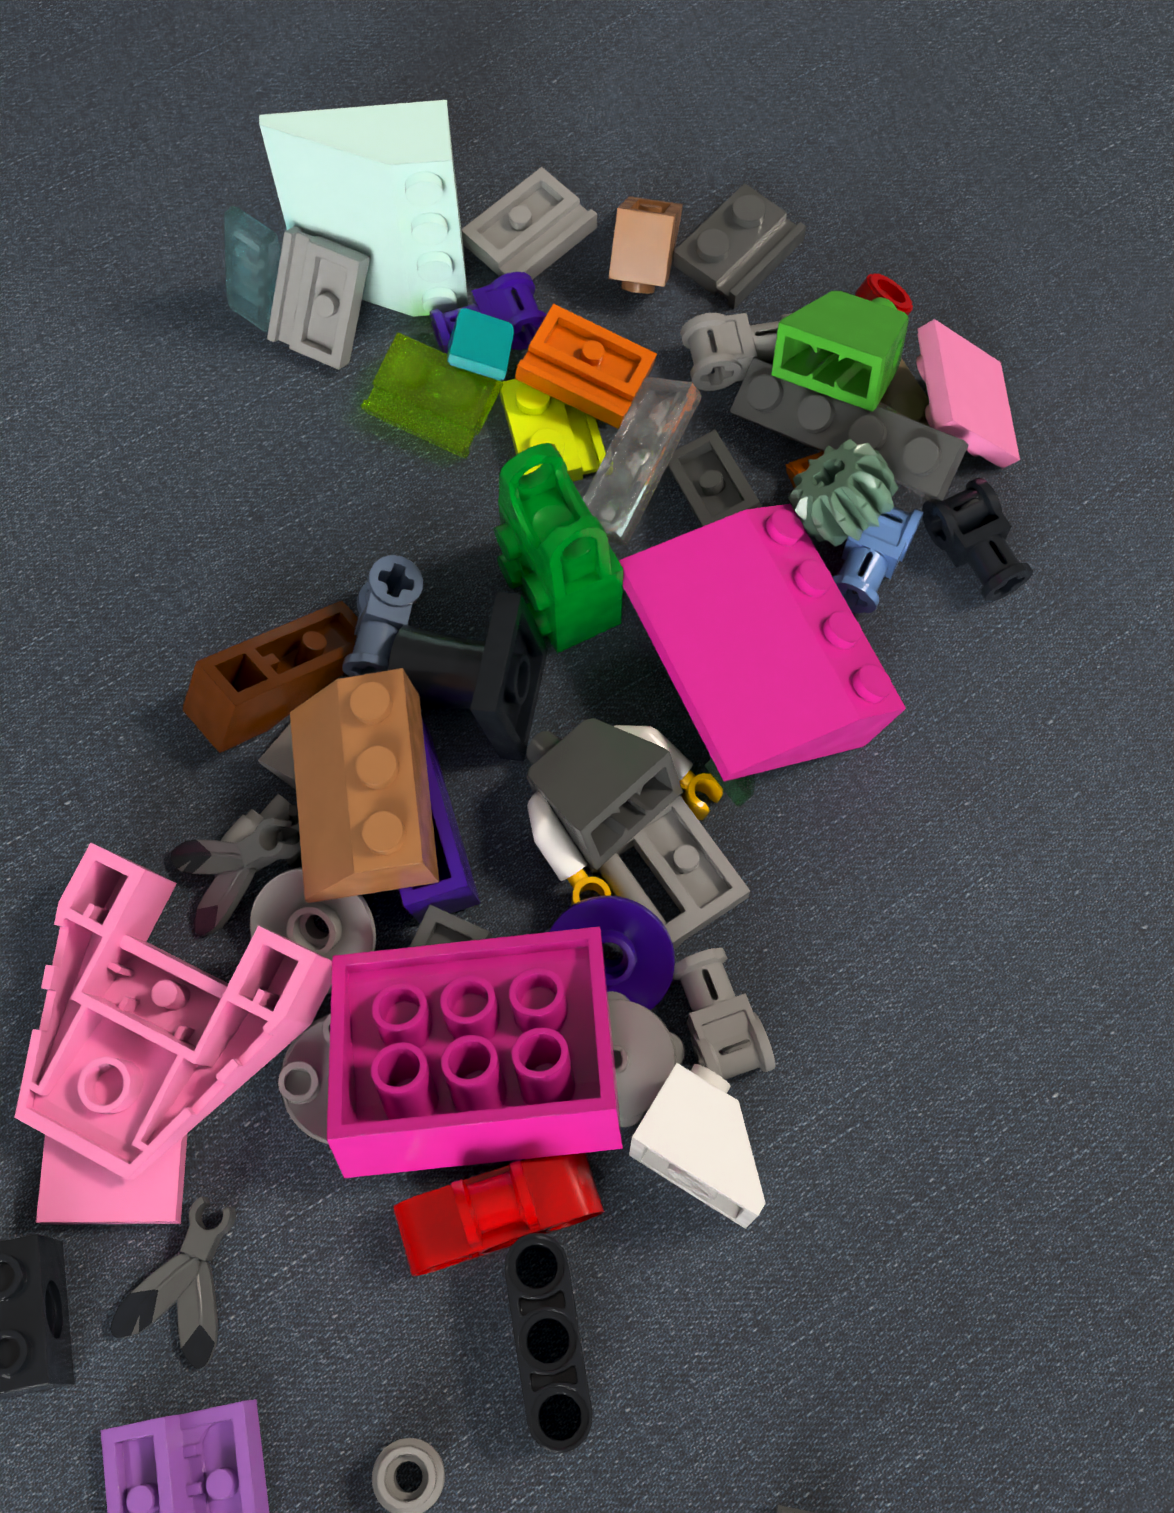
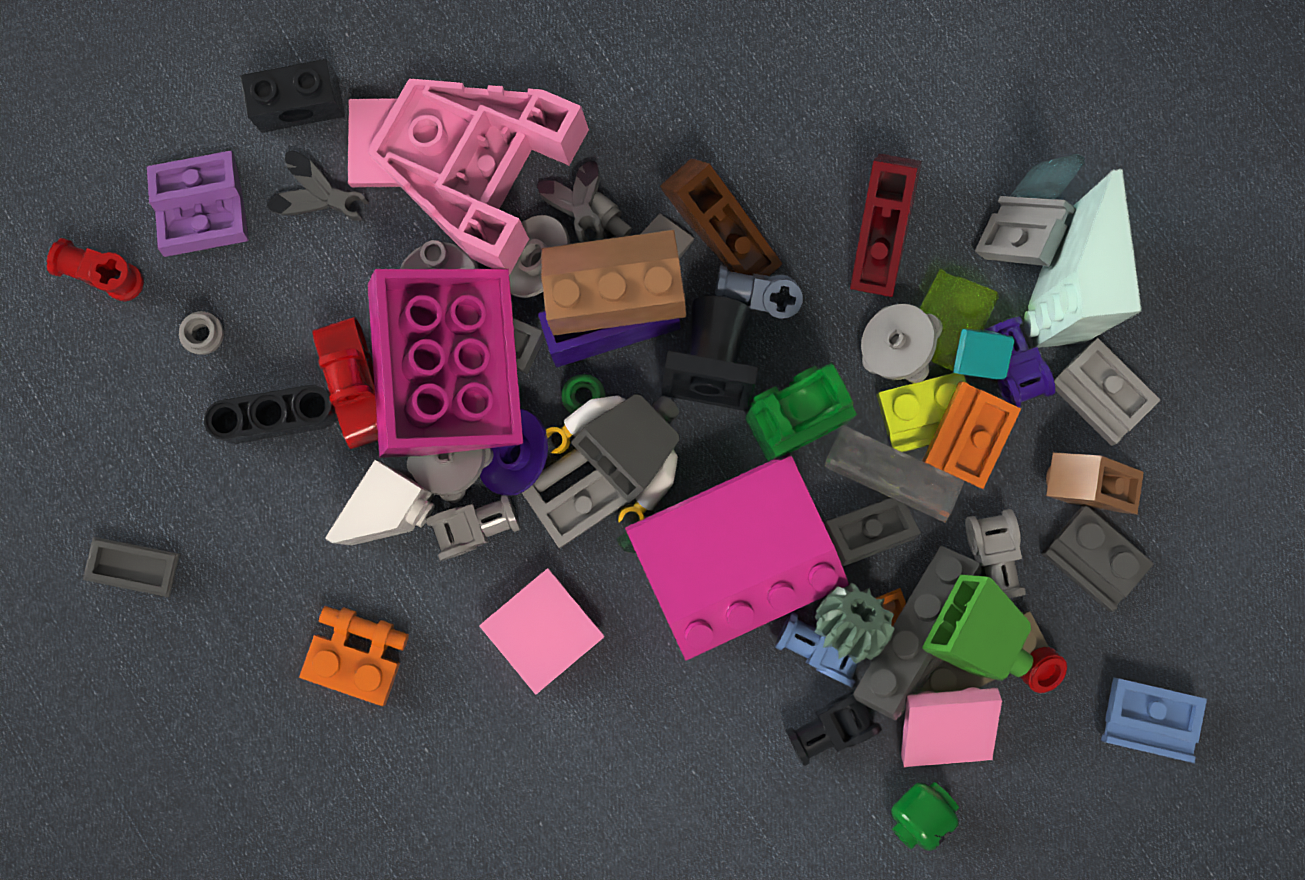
camera: 90 degrees right, 15 degrees up
(293, 464) = (885, 224): none -> dark red slope
(459, 449) = (900, 343): none -> light grey piece
(516, 847) = (578, 383): none -> green plate
(871, 918) = (542, 631): none -> bright pink tile
(936, 189) = (1153, 719): none -> medium blue plate
(944, 1212) = (349, 668): none -> orange plate
(1082, 433) = (924, 816): none -> green head

